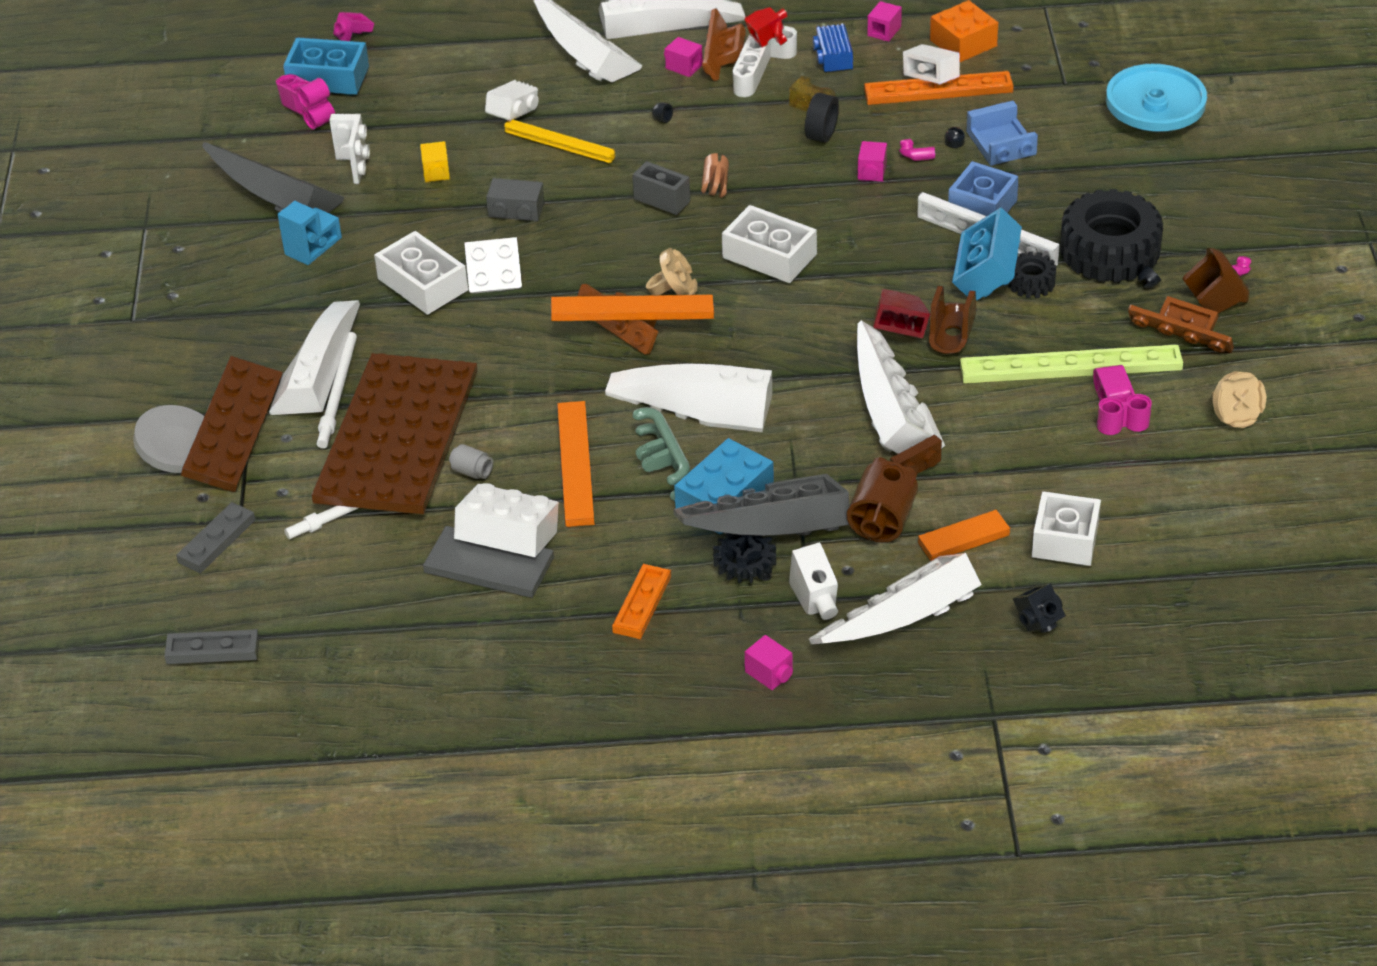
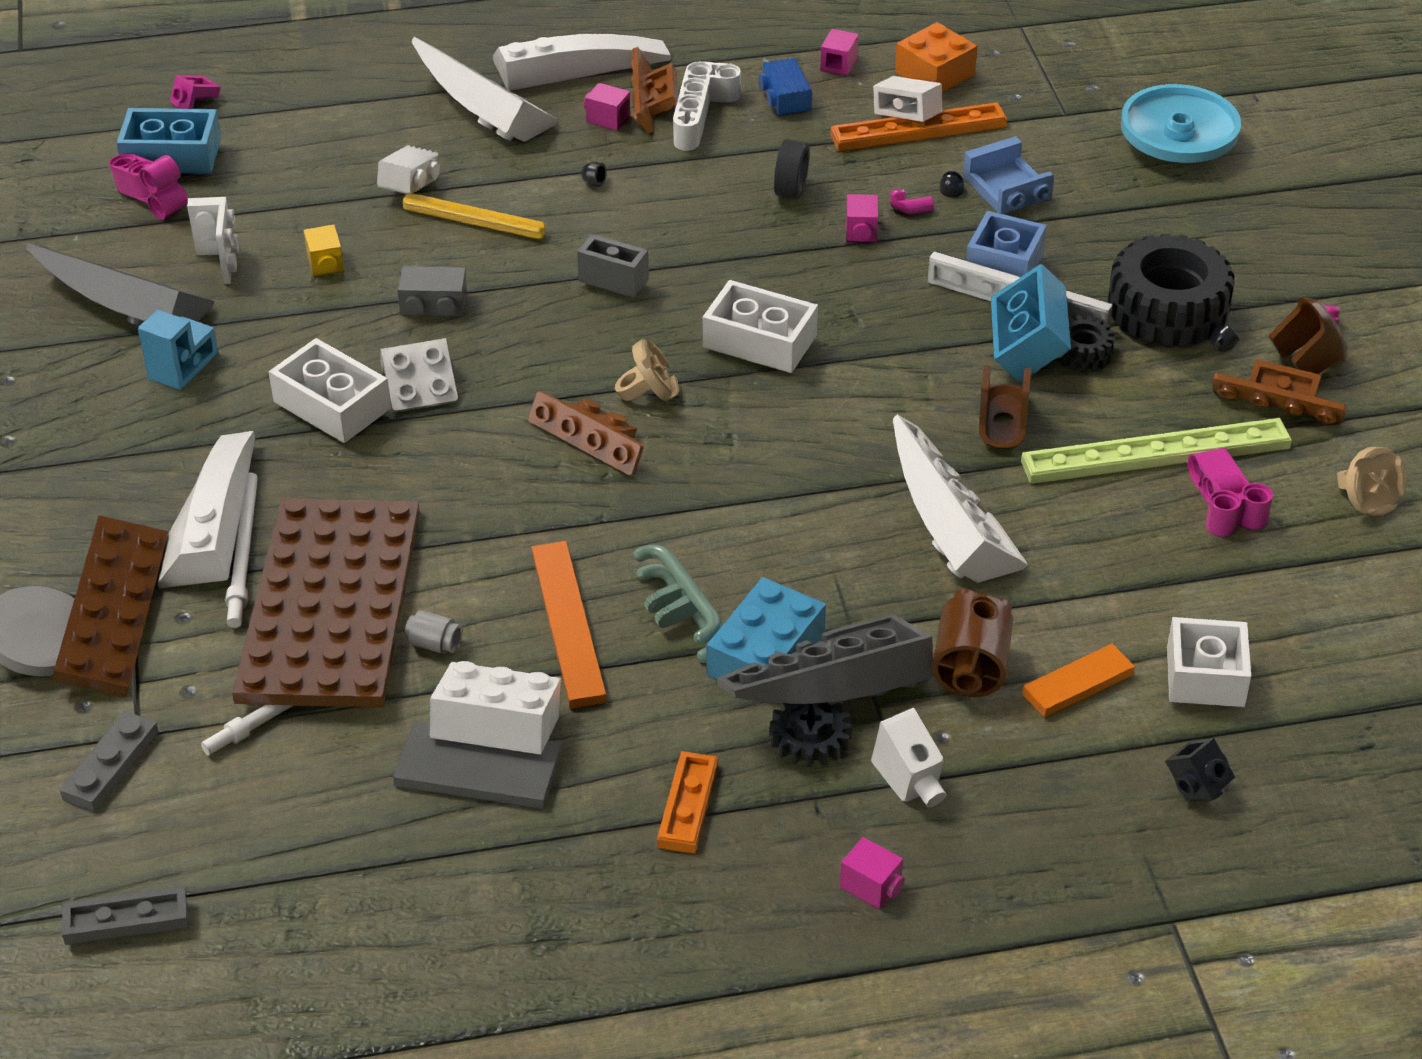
camera: 10 degrees left, 0 degrees up
(632, 307) = (607, 417): orange tile -> none
(709, 392) = (717, 518): white wedge -> none
(715, 174) = (674, 246): nougat arm -> none
(765, 25) = (705, 63): red piece -> none
(805, 93) = (764, 144): clear yellow leg -> none
(898, 314) = (934, 402): dark red torso -> none
(907, 600) = (1030, 773): white wedge -> none
(922, 455) = (1006, 579): reddish brown plate -> none

